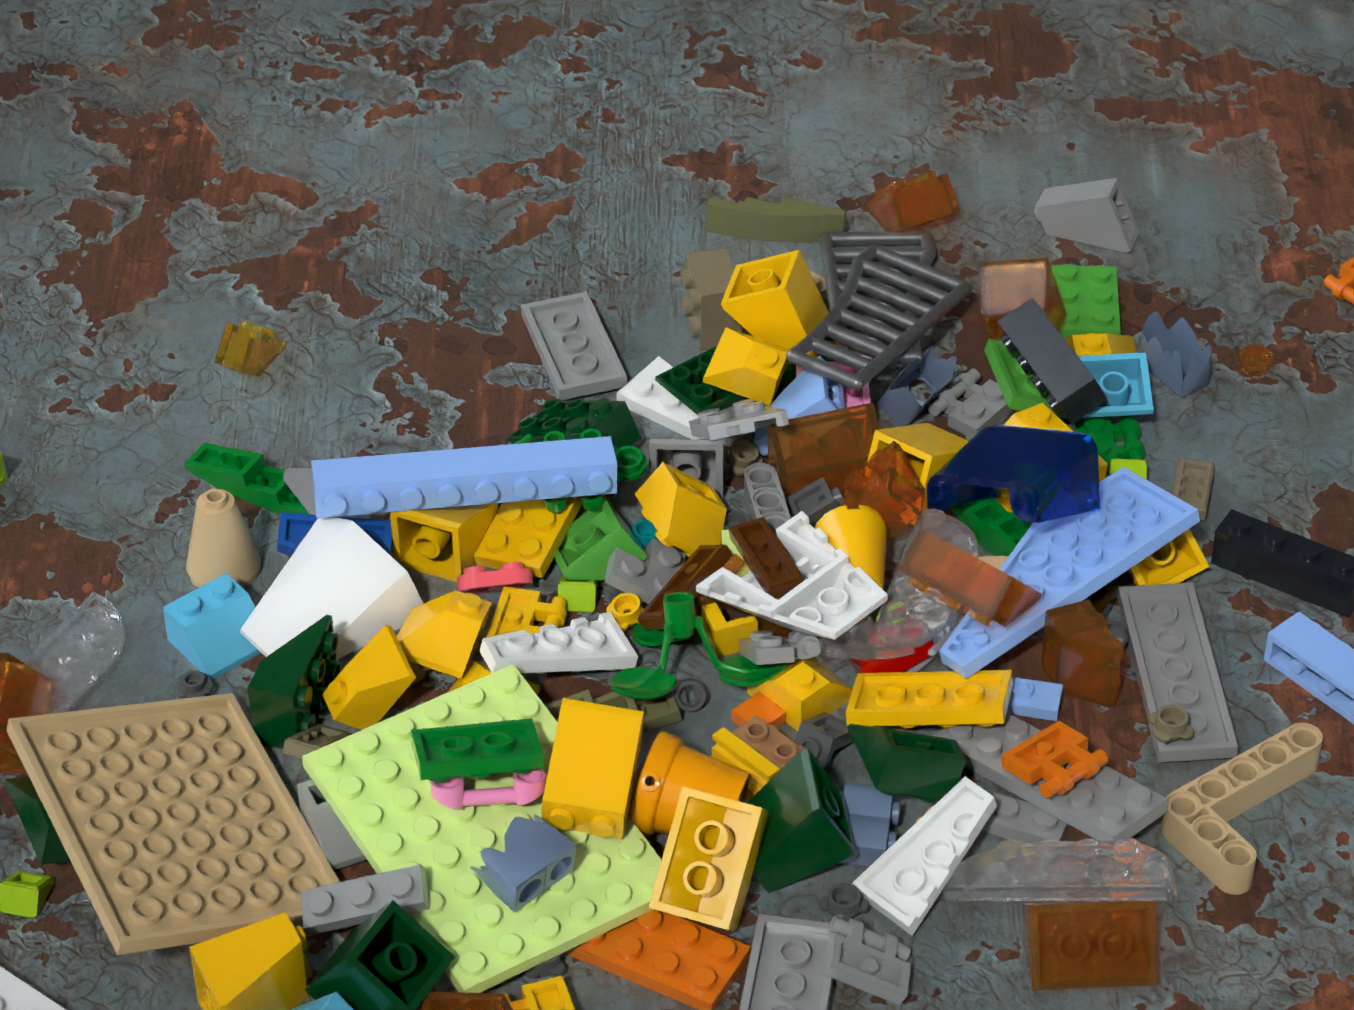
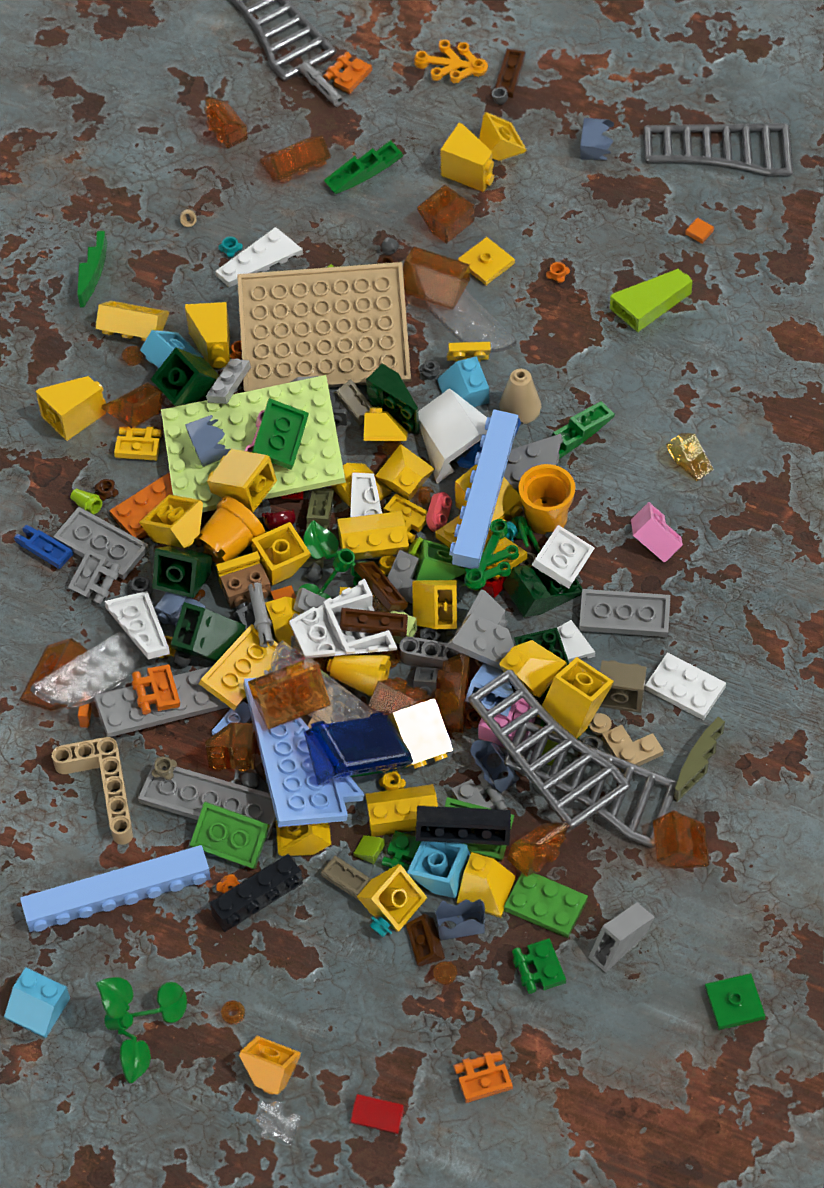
camera: 115 degrees right, 15 degrees up
(149, 630) = (466, 350): none -> yellow plate
(410, 349) = (654, 533): none -> bright pink panel
(427, 419) = (549, 485): none -> light orange piece
(518, 412) = (563, 556): none -> white plate
(598, 617) = (374, 535): none -> yellow slope
(655, 266) = (685, 686): none -> white plate
(688, 713) = (281, 552): none -> yellow slope
(839, 692) = (262, 623): none -> light grey pin
(1098, 121) = (734, 1001): none -> green plate
(1178, 282) = (545, 962): none -> green plate
(1194, 433) = (392, 897): none -> yellow slope
(1223, 393) = (425, 940): none -> reddish brown slope
(1224, 617) = (230, 835): none -> bright green plate
(1240, 431) = (380, 926): none -> teal plate
(1299, 598) = (228, 880): none -> orange plate

